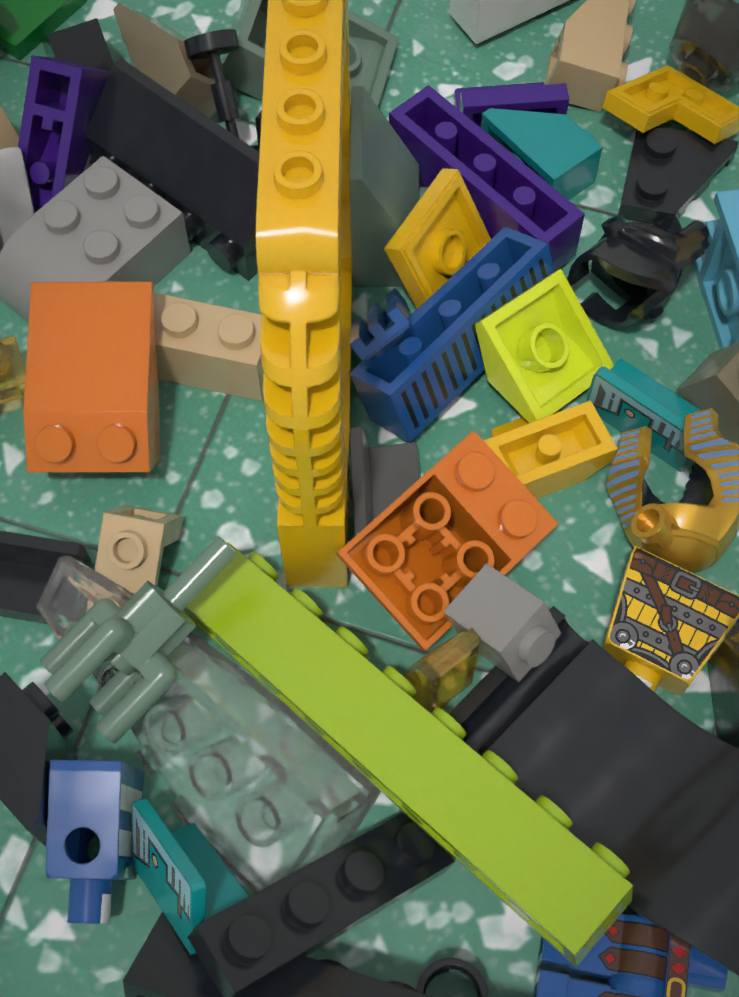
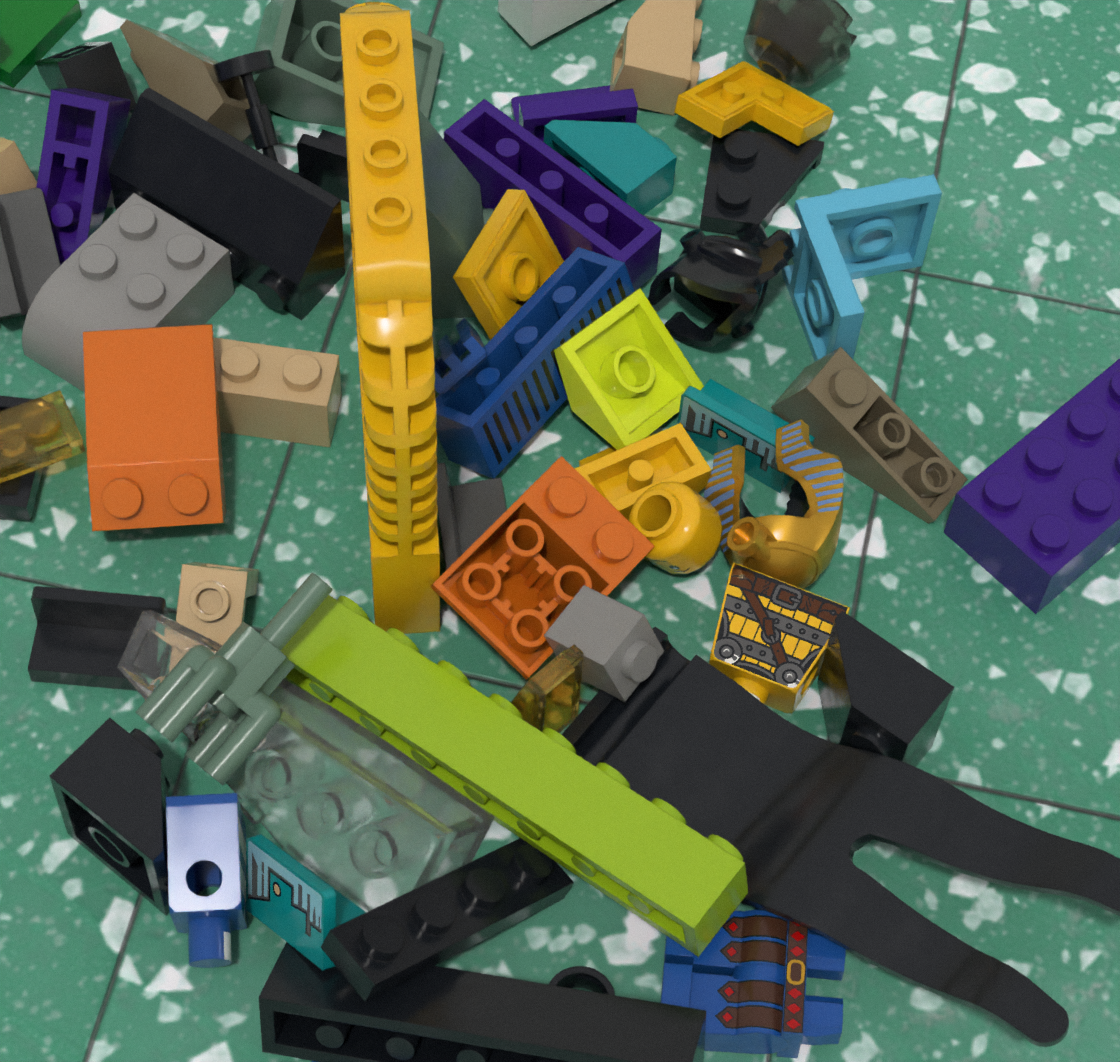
camera: 10 degrees left, 5 degrees down
(582, 502) = (679, 526): none -> yellow head

